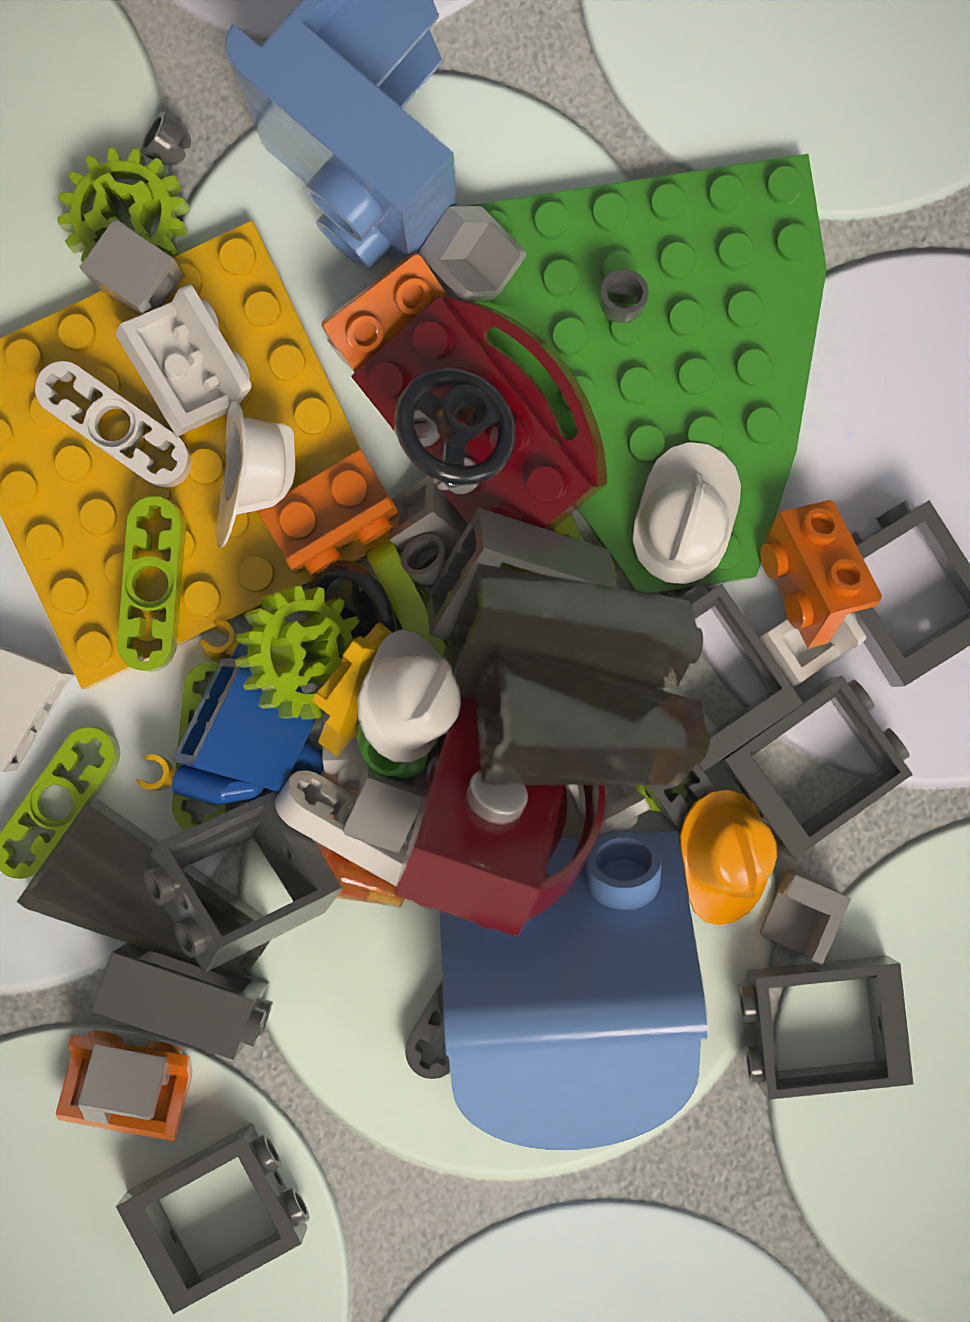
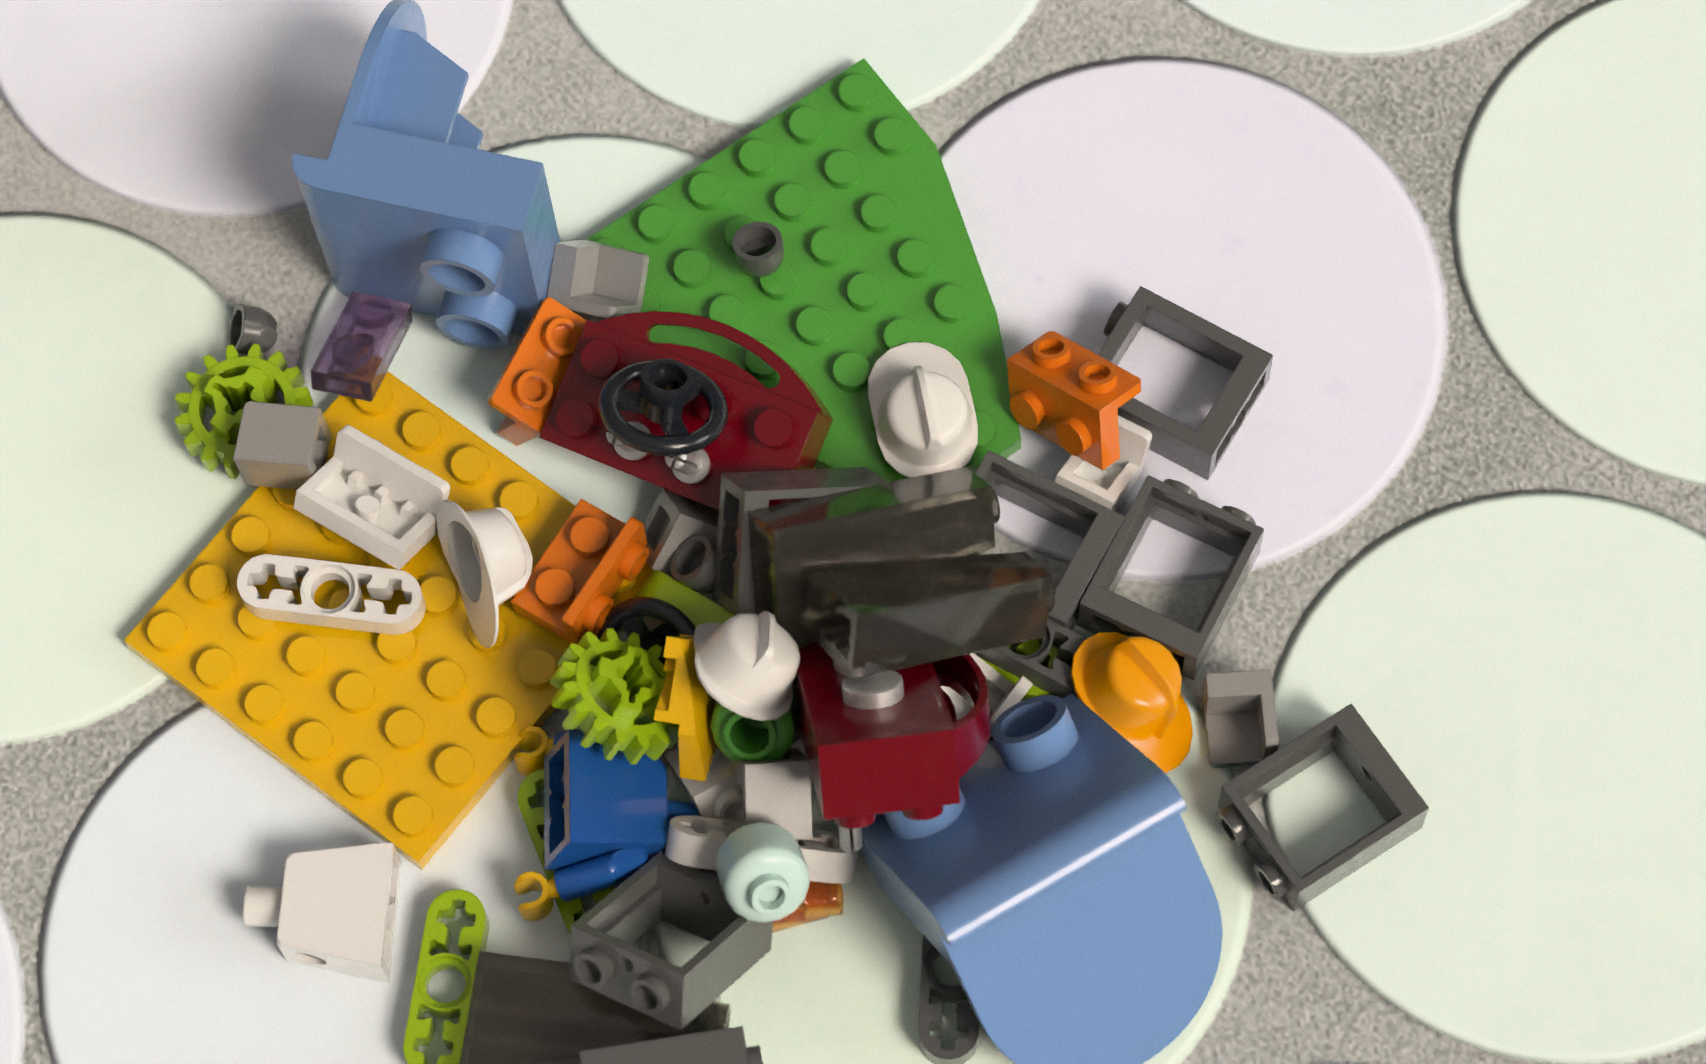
camera: 25 degrees left, 20 degrees down
(169, 540) = (409, 687): lime beam -> none
(247, 206) = (361, 346): none -> clear purple plate
(338, 872) = (762, 872): none -> light aqua head

